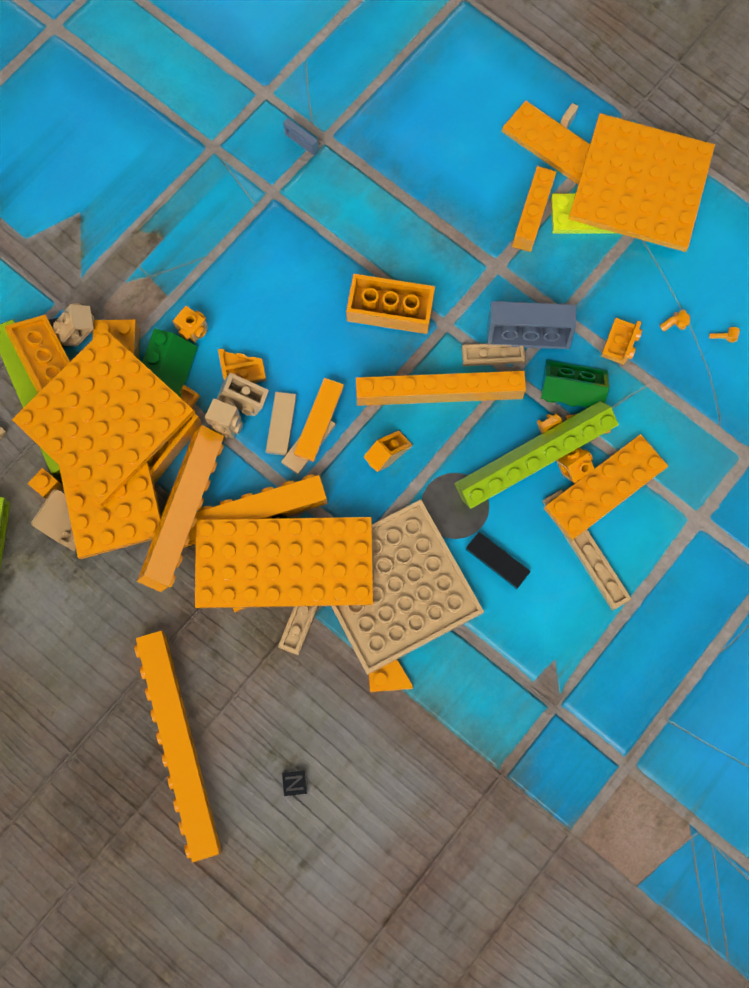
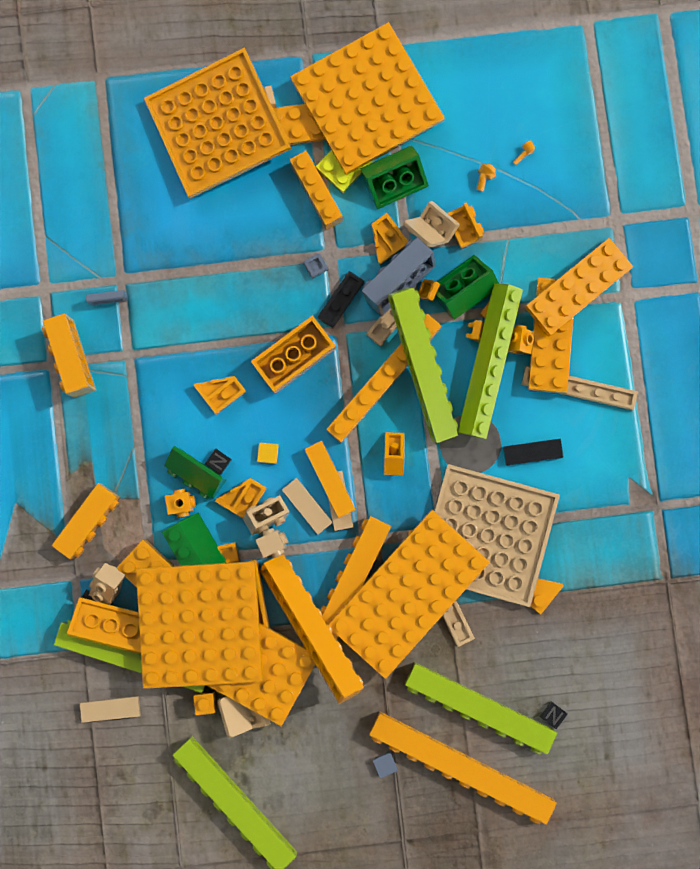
camera: 40 degrees left, 10 degrees up
(111, 270) = (86, 521): none -> light orange brick
(123, 678) = (385, 764): none -> sand blue tile
(225, 313) = (194, 473): none -> green slope
(229, 146) = (69, 355): none -> light orange brick
(243, 714) = (481, 708): none -> lime brick
(252, 326) = (218, 461): none -> black tile
(295, 356) = (268, 453): none -> yellow tile
(308, 280) = (220, 392): none -> light orange wing
(467, 303) = (341, 299): none -> black tile
(476, 262) = (315, 265): none -> sand blue tile
(480, 401) = (422, 364): none -> lime brick
(511, 96) = (217, 123): none -> light orange plate
(543, 358) = (428, 289): none -> light orange tile
(553, 289) = (387, 238): none -> light orange wing
(596, 317) = (433, 226): none -> tan bracket
(604, 256) = (394, 176): none -> green slope
(666, 470) = (578, 287): none -> light orange plate

